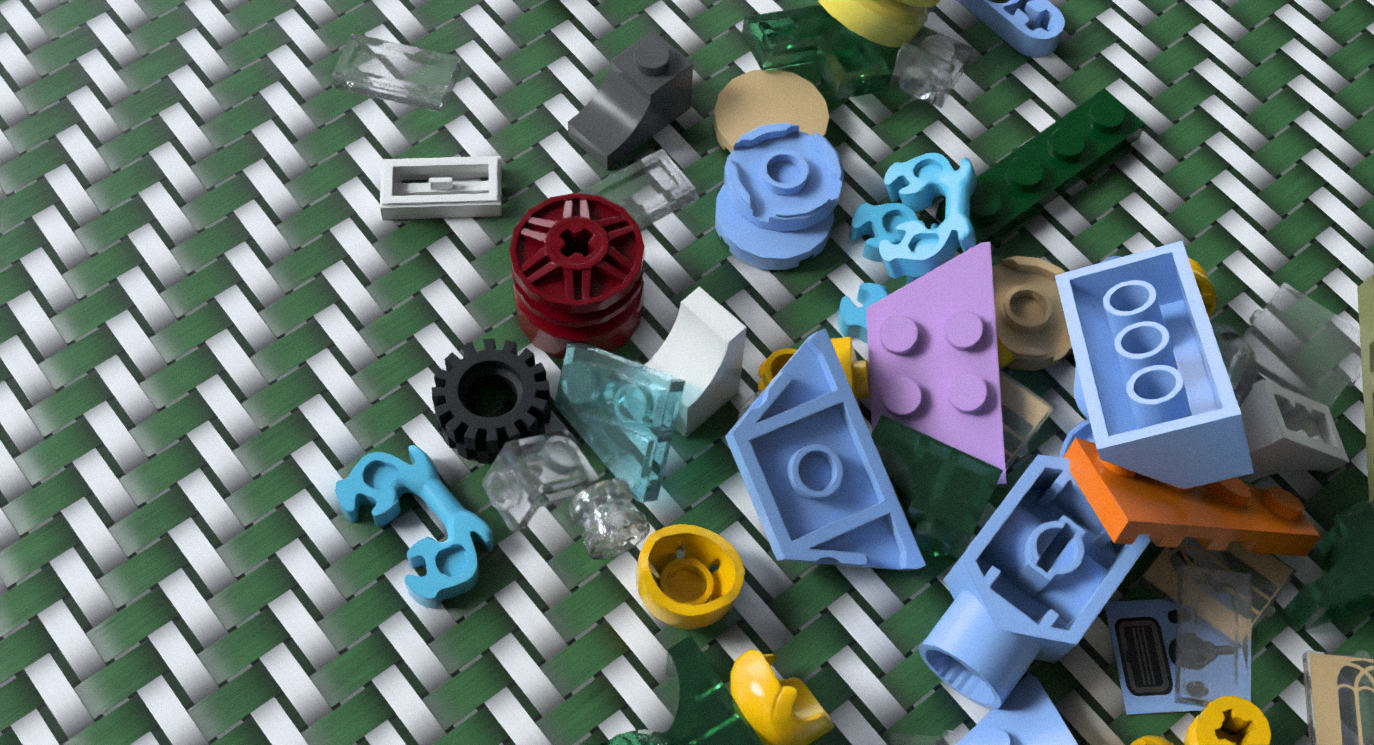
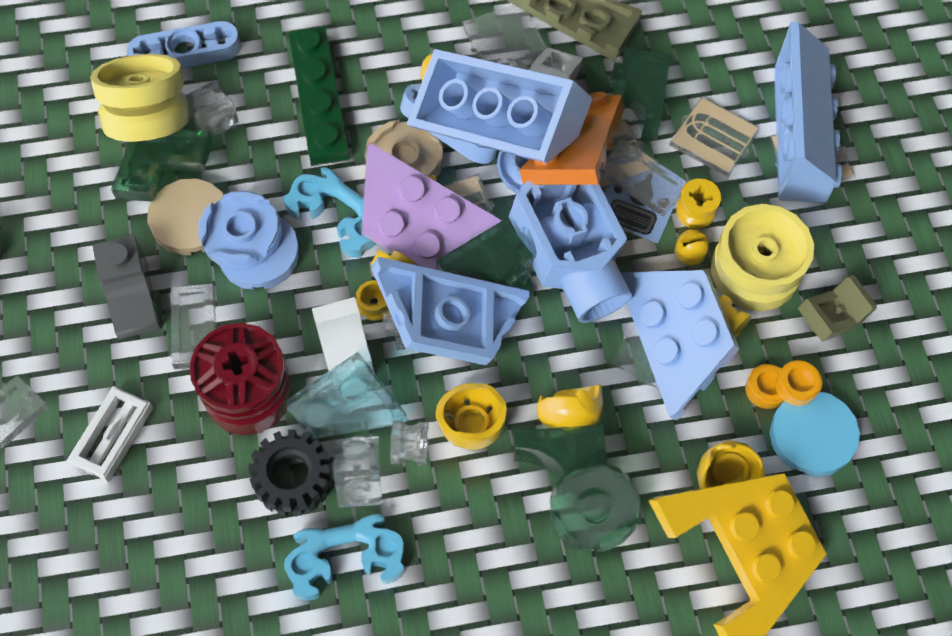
camera: 60 degrees left, 5 degrees up
(917, 185) = (342, 182): medium azure helmet -> none

